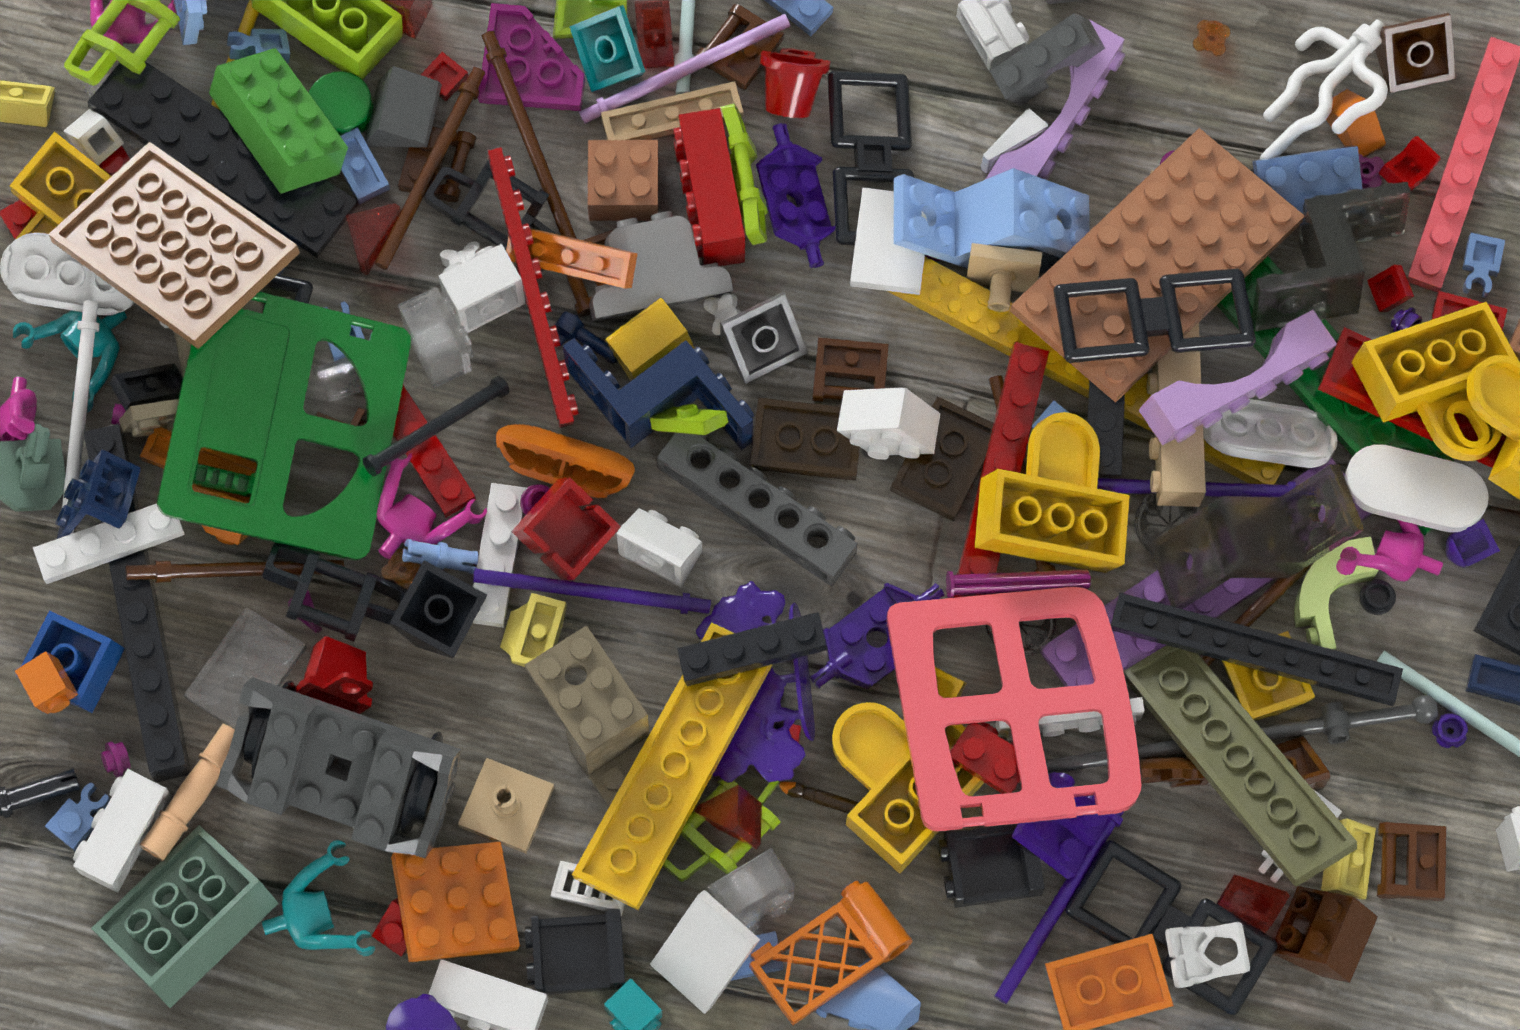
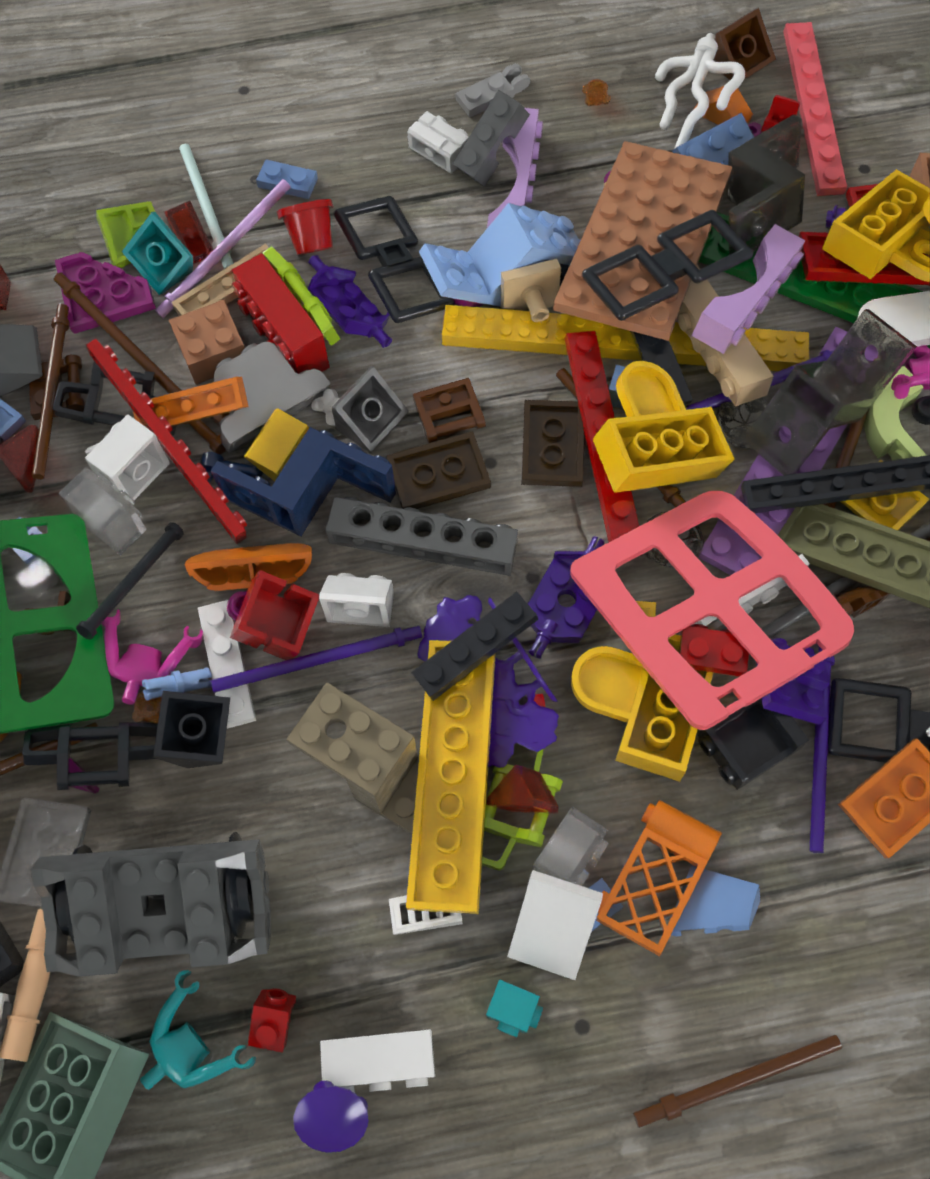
camera: 20 degrees left, 5 degrees down
(337, 676) = (125, 822): red container -> none
(432, 461) = (141, 611): red plate -> none
(447, 73) = (41, 320): red plate -> none
(455, 902) = (311, 981): orange plate -> none
(506, 805) = (320, 871): tan tile -> none
(533, 628) = (281, 709): light yellow slope -> none
(576, 953) = (438, 977): black panel -> none
(689, 420) = (339, 487): lime plate -> none
(745, 63) = (267, 229): reddish brown plate -> none
(818, 796) = (583, 746): dark brown piece -> none
(876, 258) = (431, 314): white tile -> none
(888, 422) = (499, 427): white brick -> none
(1014, 582) = (653, 509): magenta axle -> none
(1021, 132) = (495, 196): white slope -> none
(1273, 435) = (792, 325): white tile -> none
(1390, 288) = (815, 199): red plate -> none
(1483, 258) = (864, 157): medium blue plate -> none

